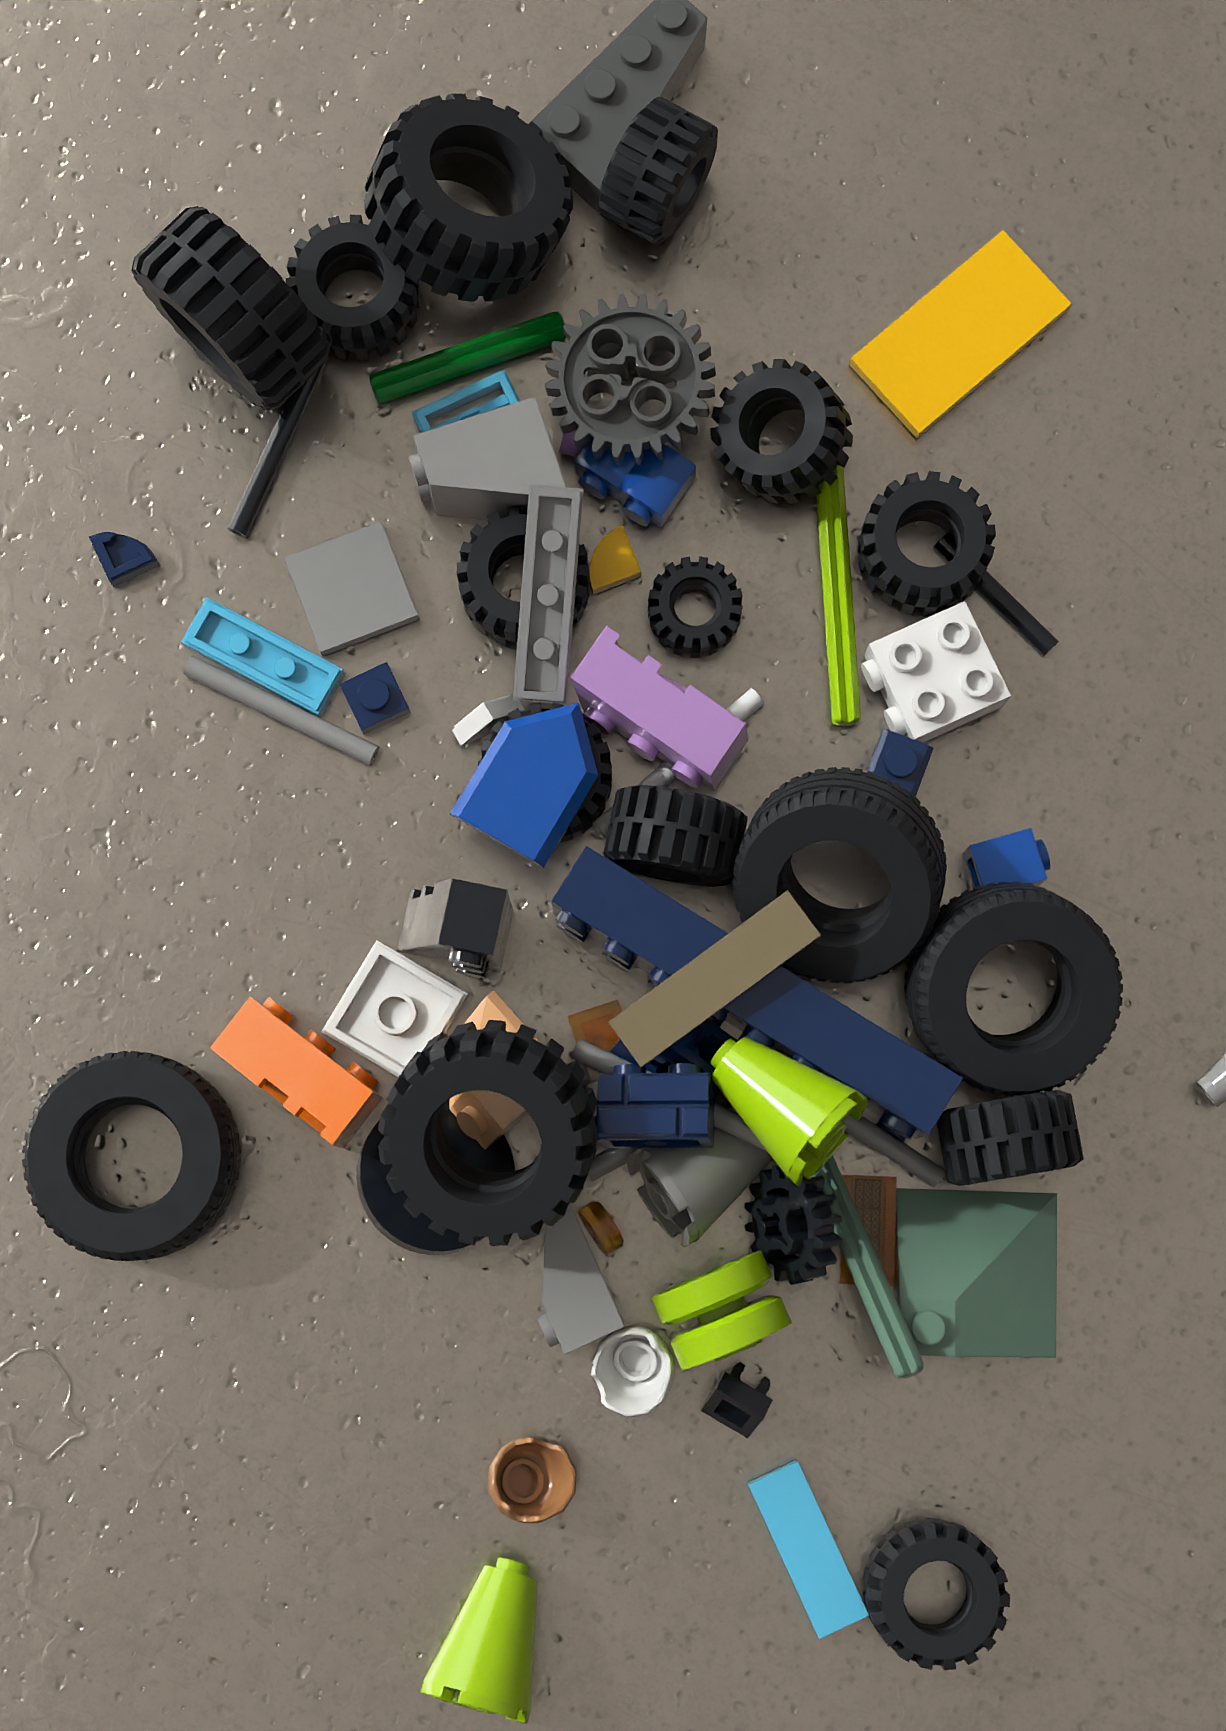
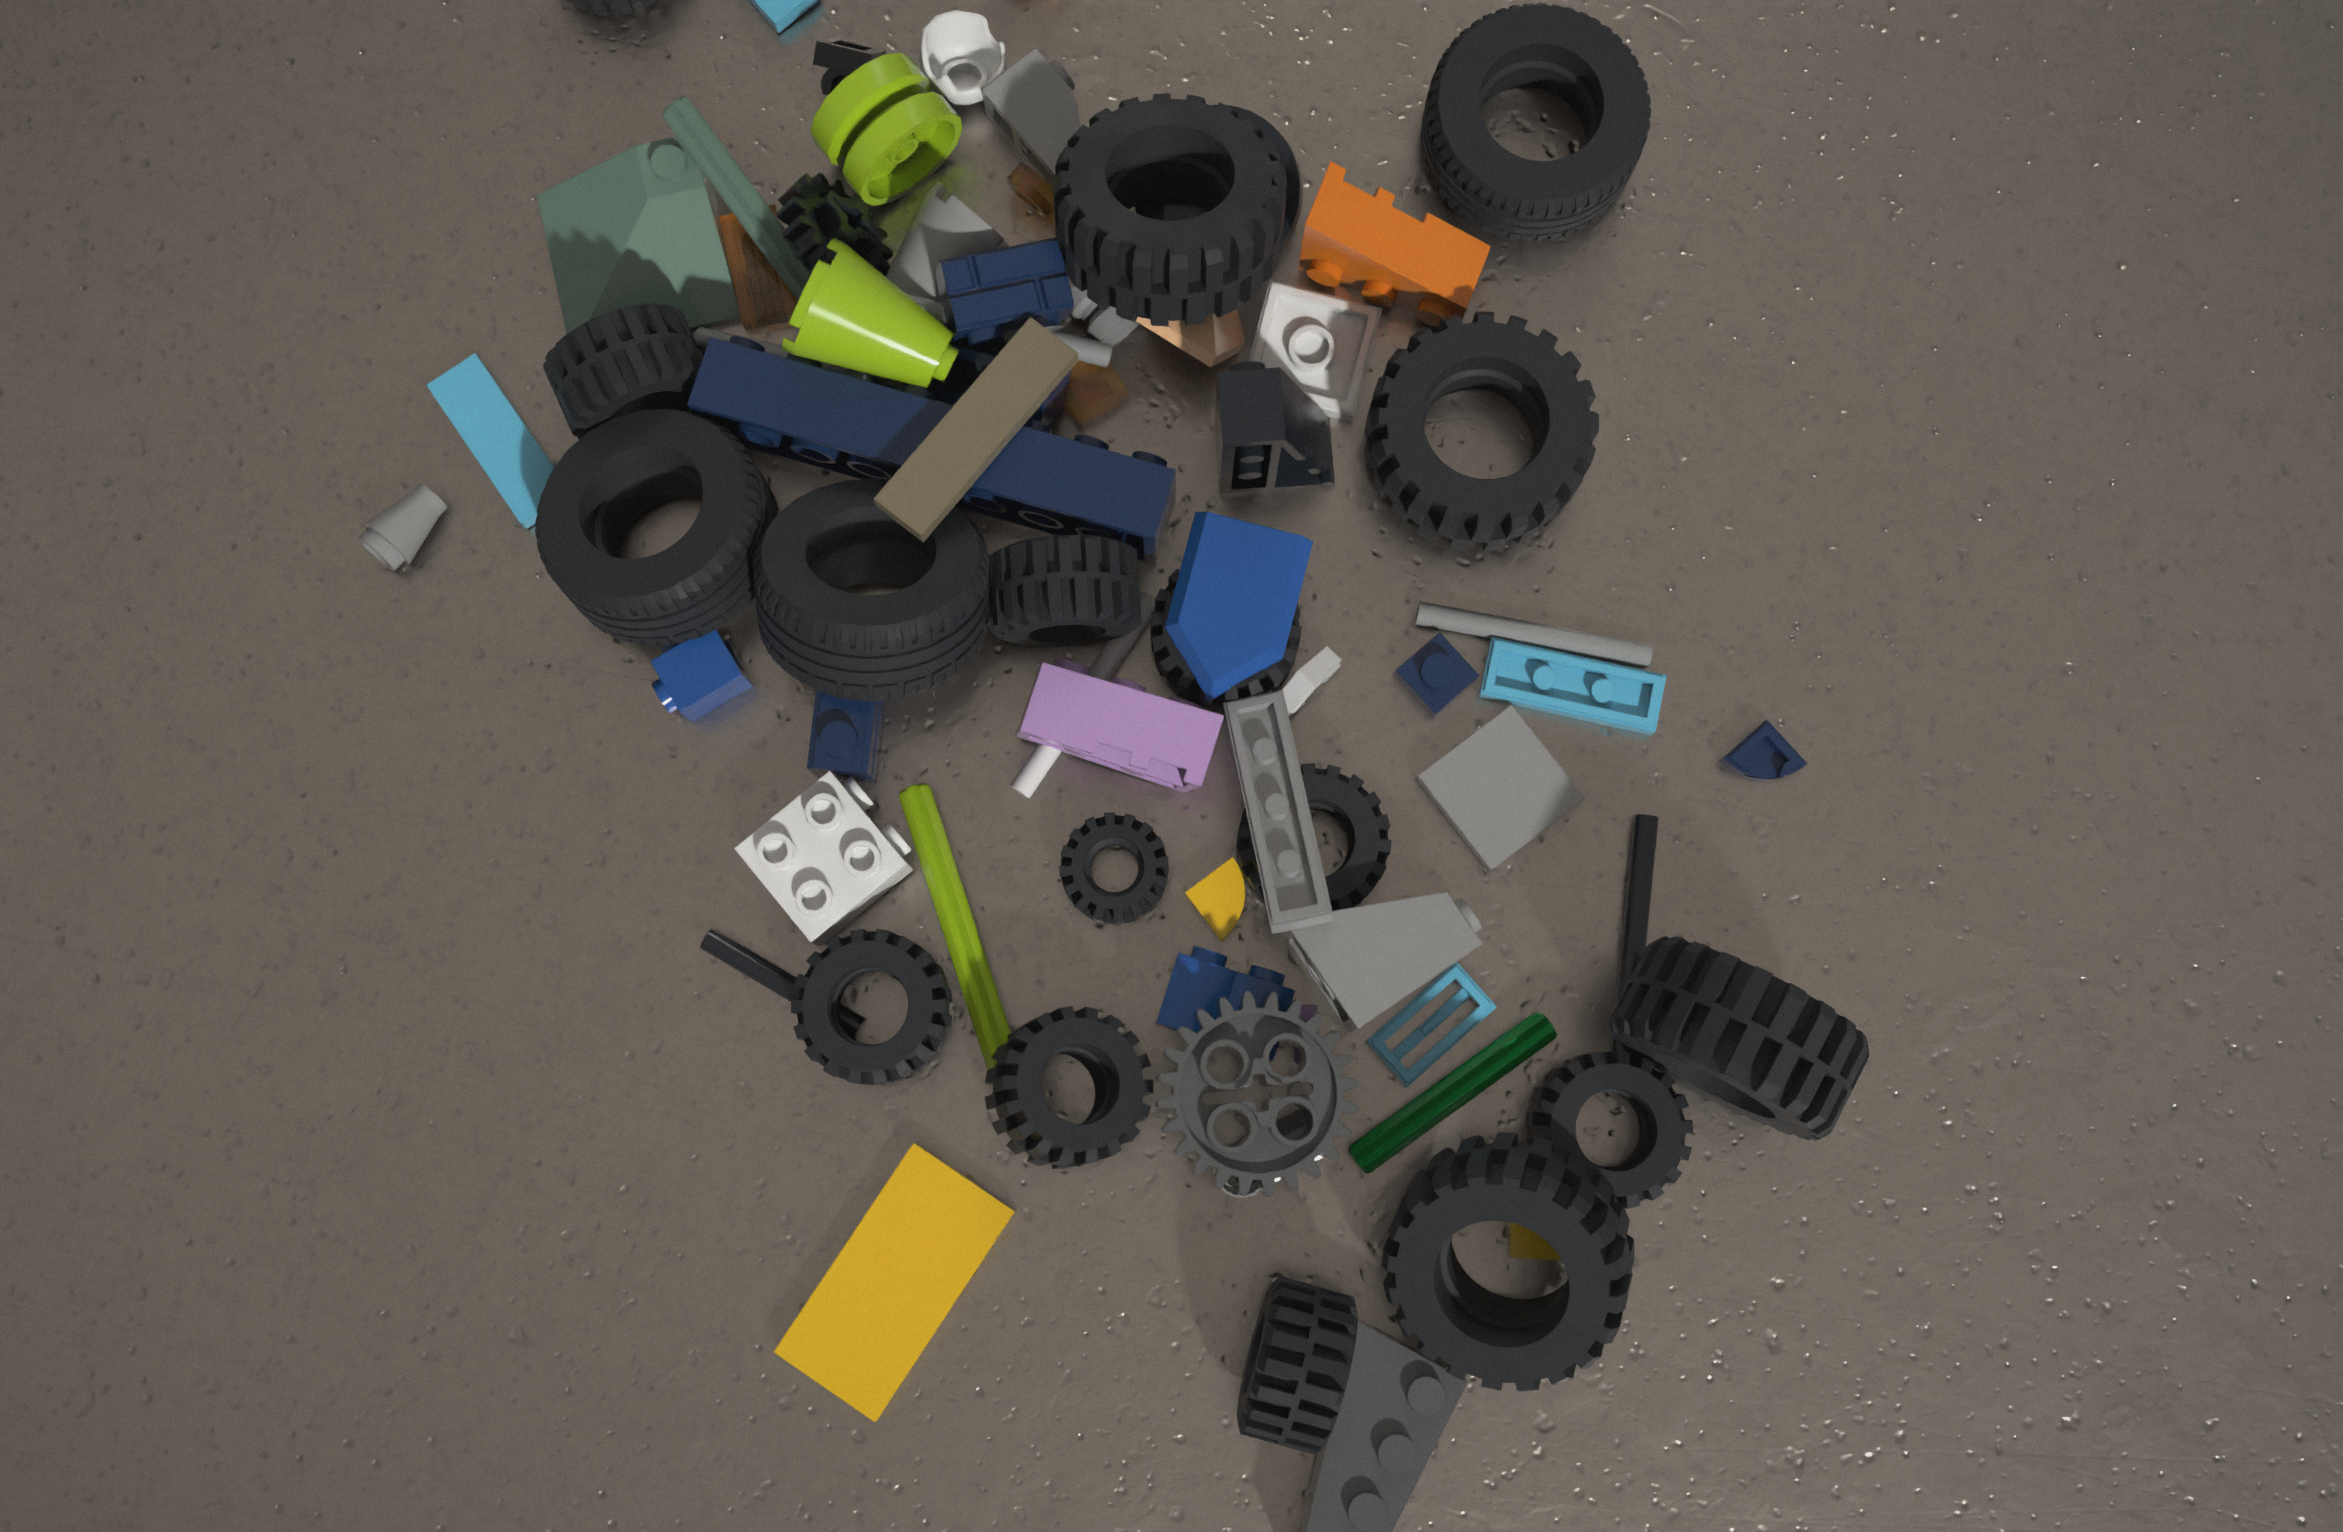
camera: 165 degrees right, 0 degrees up
(223, 834) = (1492, 359): none -> black tyre
(1137, 1131) = (495, 435): none -> medium azure tile

